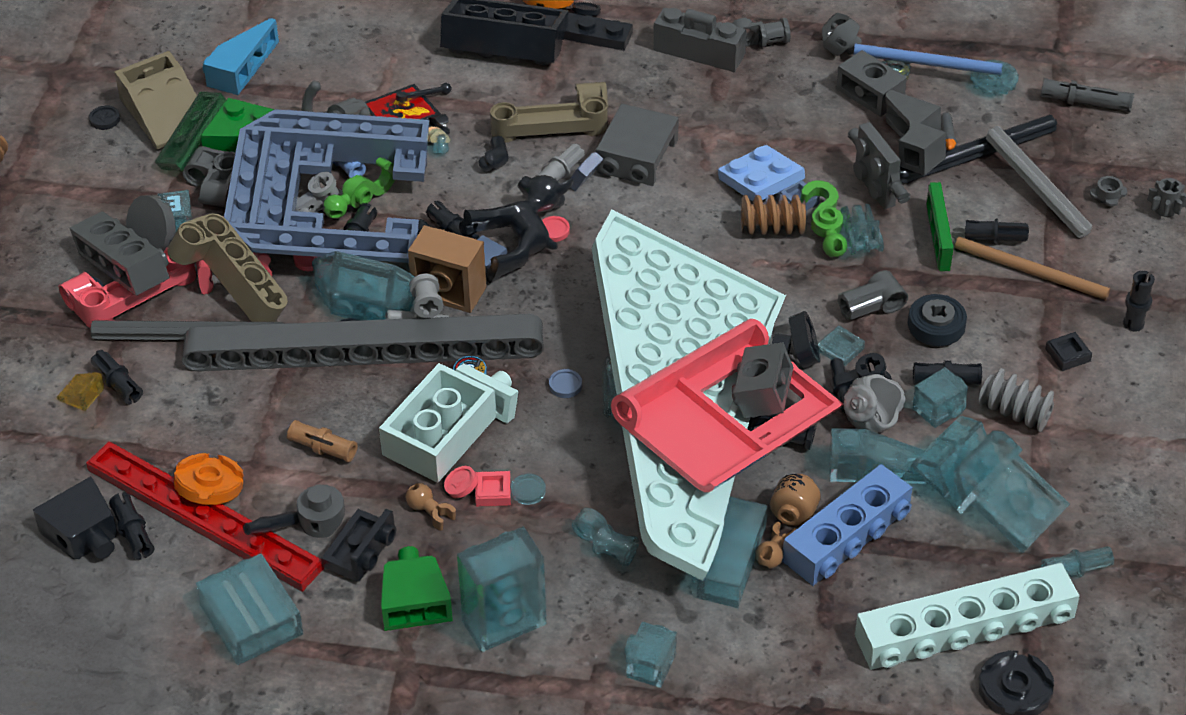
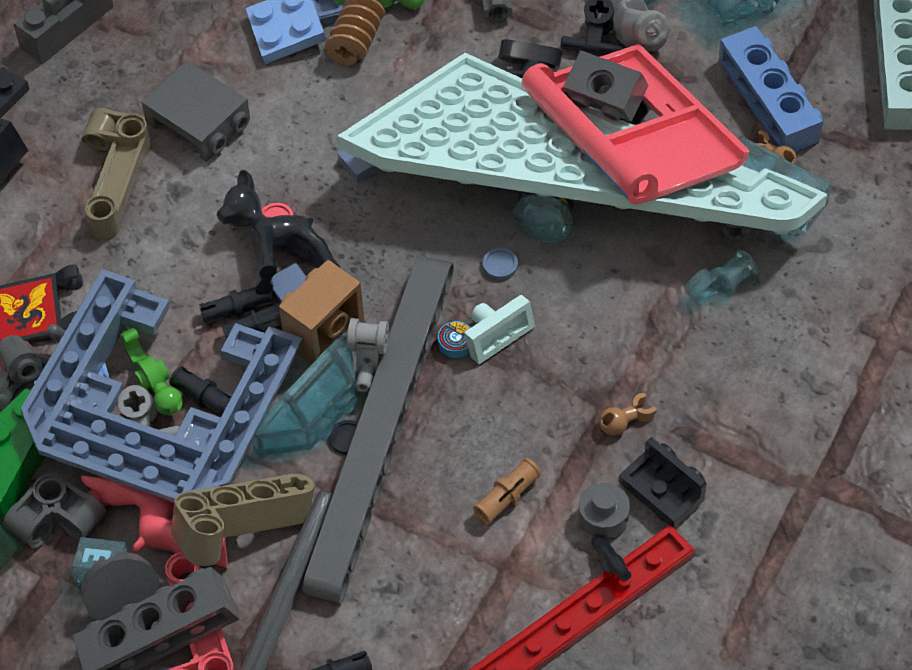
camera: 70 degrees left, 10 degrees up
(208, 479) = (523, 608): orange tile -> none
(249, 608) = (716, 602): clear light blue brick -> none
(402, 96) = (13, 299): black hinge -> none
(414, 592) = (738, 451): green torso -> none
(438, 422) = (533, 375): light aqua brick -> none
(439, 139) = (79, 292): clear light blue arm -> none
(460, 482) = (605, 381): coral piece -> none
(493, 489) = (620, 357): coral tile -> none
(496, 156) = (144, 236): black arm -> none
(502, 588) = (792, 361): clear light blue brick -> none
(528, 489) = (629, 329): clear light blue piece -> none
(560, 166) = (192, 188): light grey axle -> none
(585, 170) = (216, 164): sand blue tile -> none
(650, 654) = (874, 277): clear light blue brick -> none
(796, 498) = (734, 114): medium nougat head -> none
(841, 344) = (540, 31): clear light blue tile -> none
(859, 451) = (697, 50): clear light blue slope -> none

